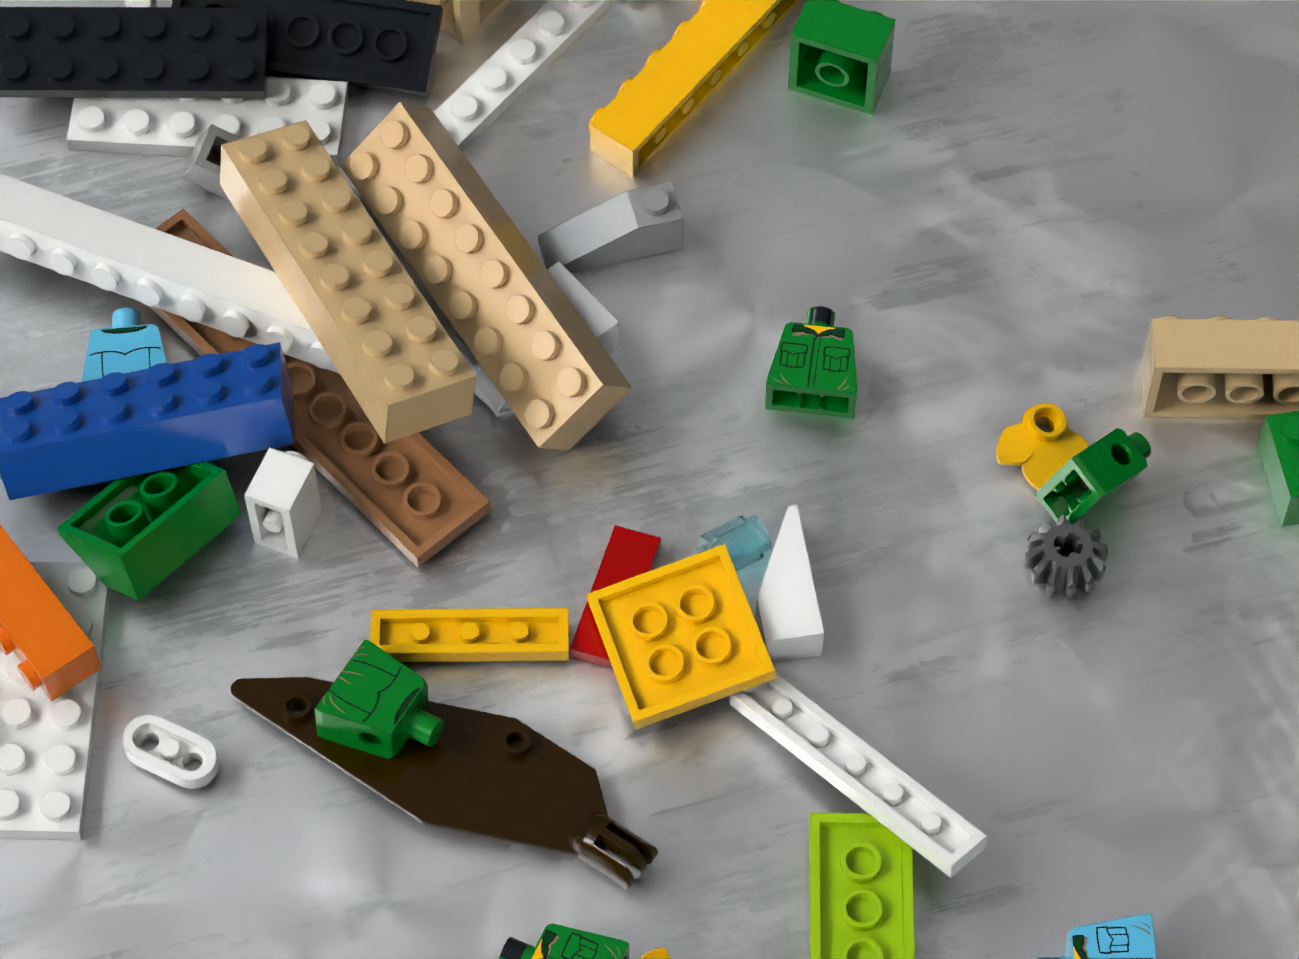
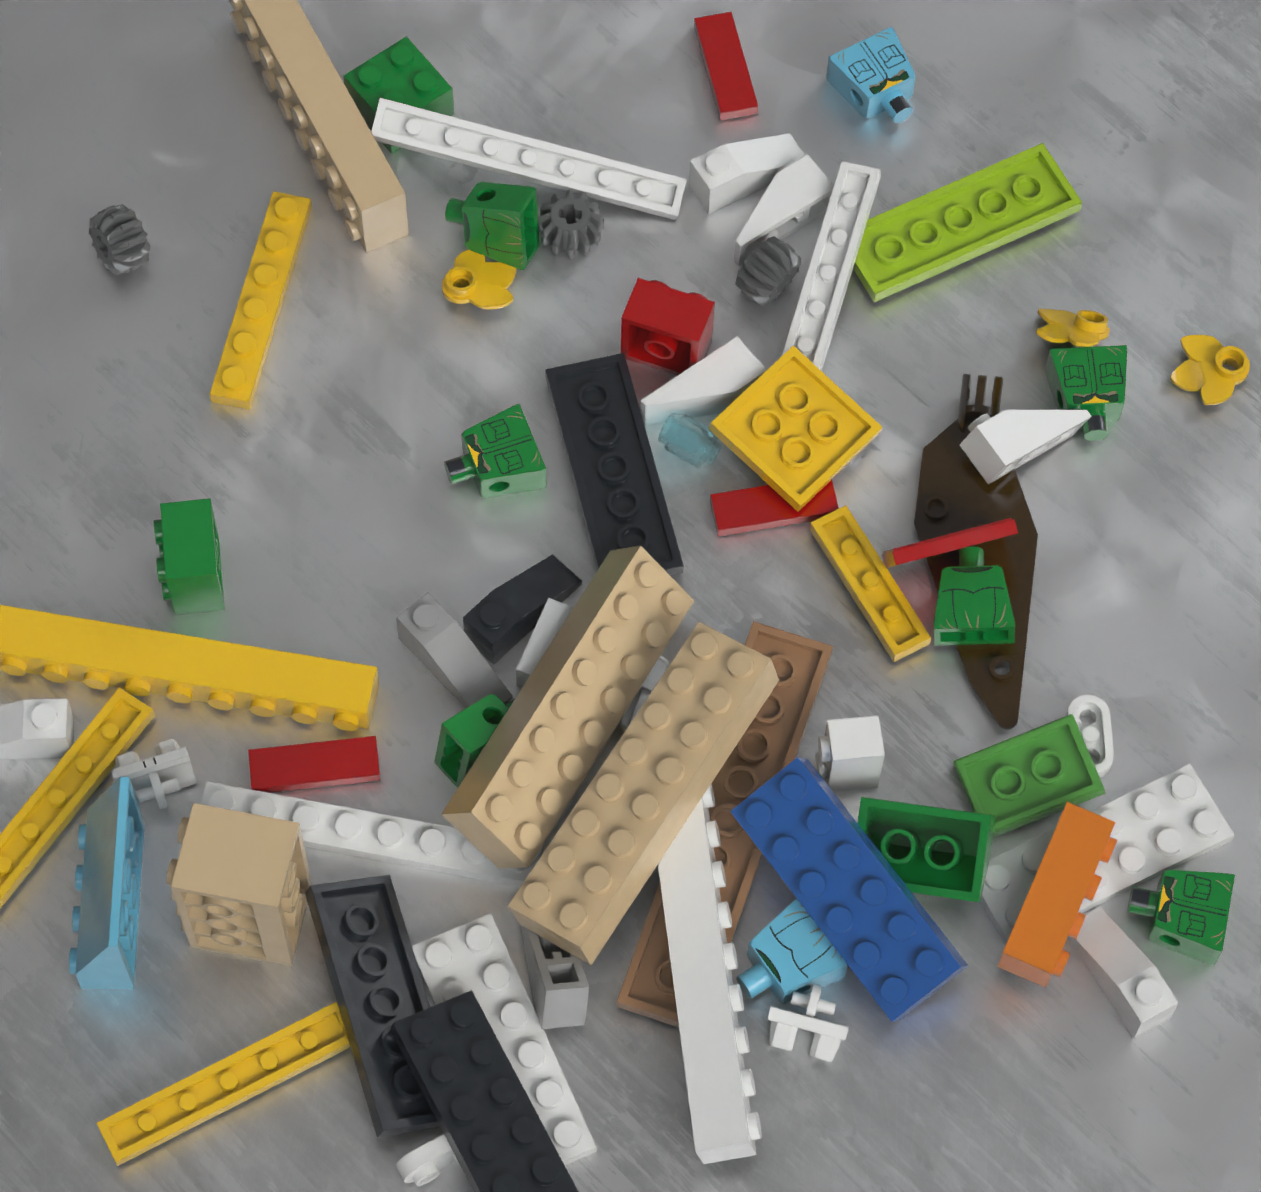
camera: 120 degrees left, 5 degrees up
(54, 350) = (786, 1023): none -> white hips
(163, 667) = (1030, 775): none -> bright green tile
(447, 697) = (949, 542): none -> red tile
(510, 183) = (466, 735): none -> green torso
(536, 839) = (1016, 437): none -> white slope
(576, 87) = (314, 764): none -> red tile
(633, 299) = (516, 605): none -> black slope
(742, 463) = (612, 460): none -> black plate
(870, 569) = (666, 327): none -> red brick
(894, 711) = (768, 271): none -> dark grey gear
(978, 778) = (790, 202): none -> white slope
(1051, 769) = (739, 169): none -> white slope
(1122, 244) = (261, 300): none -> yellow plate
(1159, 538) = (528, 159): none -> white plate
(1211, 825) = (725, 66): none -> red tile
(1251, 136) = (119, 239): none -> dark grey gear

